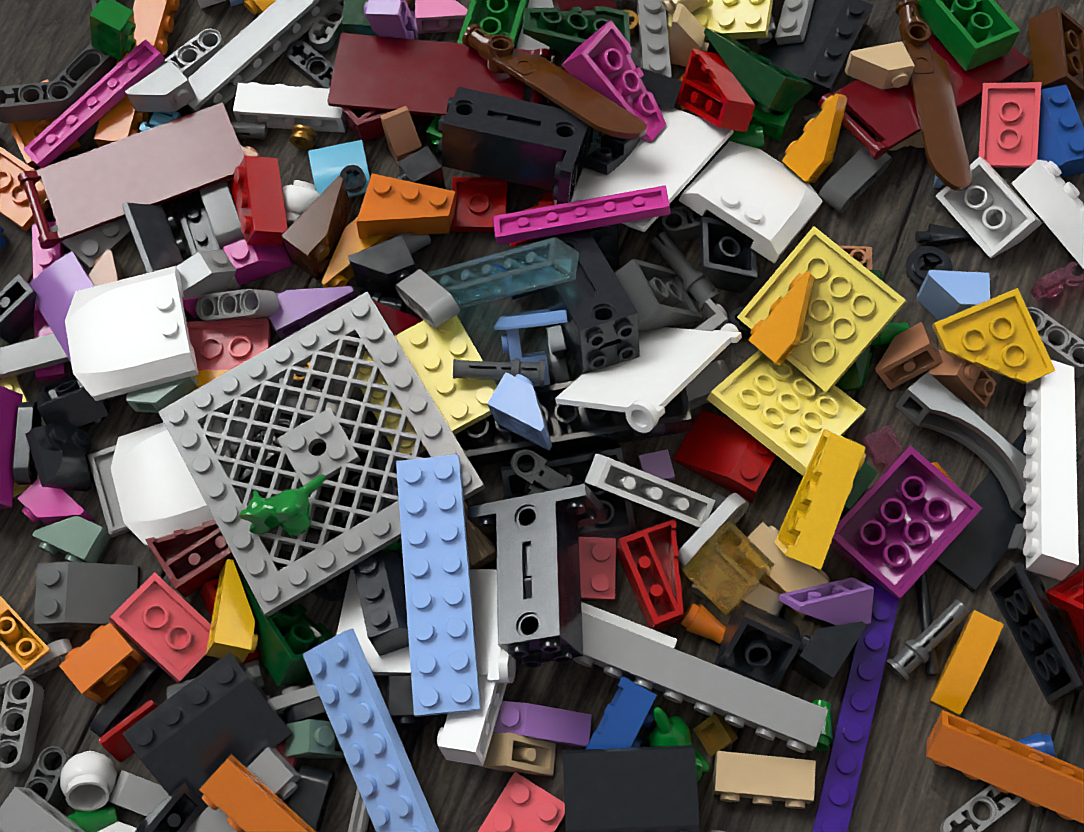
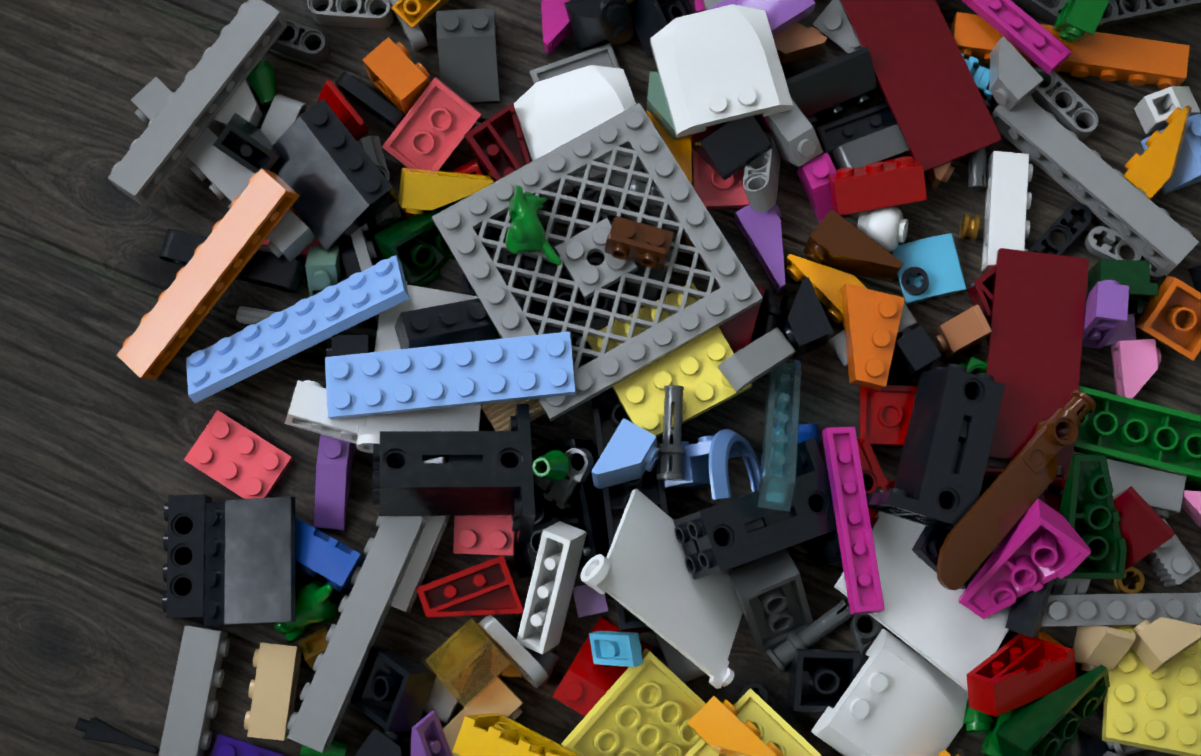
camera: 90 degrees right, 10 degrees up
(75, 538) = (523, 41): sand green slope -> none
(88, 780) = (295, 74): white piece -> none
(210, 329) = (732, 145): none -> black slope
(306, 401) = (638, 242): none -> reddish brown bracket
(520, 754) = (301, 461): tan slope -> none
(523, 478) = (552, 465): none -> green cone
(560, 365) = (695, 501): dark grey piece -> none
(703, 623) = (426, 639): orange cone -> none
(708, 426) = (616, 648): none -> medium azure plate
(716, 316) = (740, 661): light grey bracket -> none

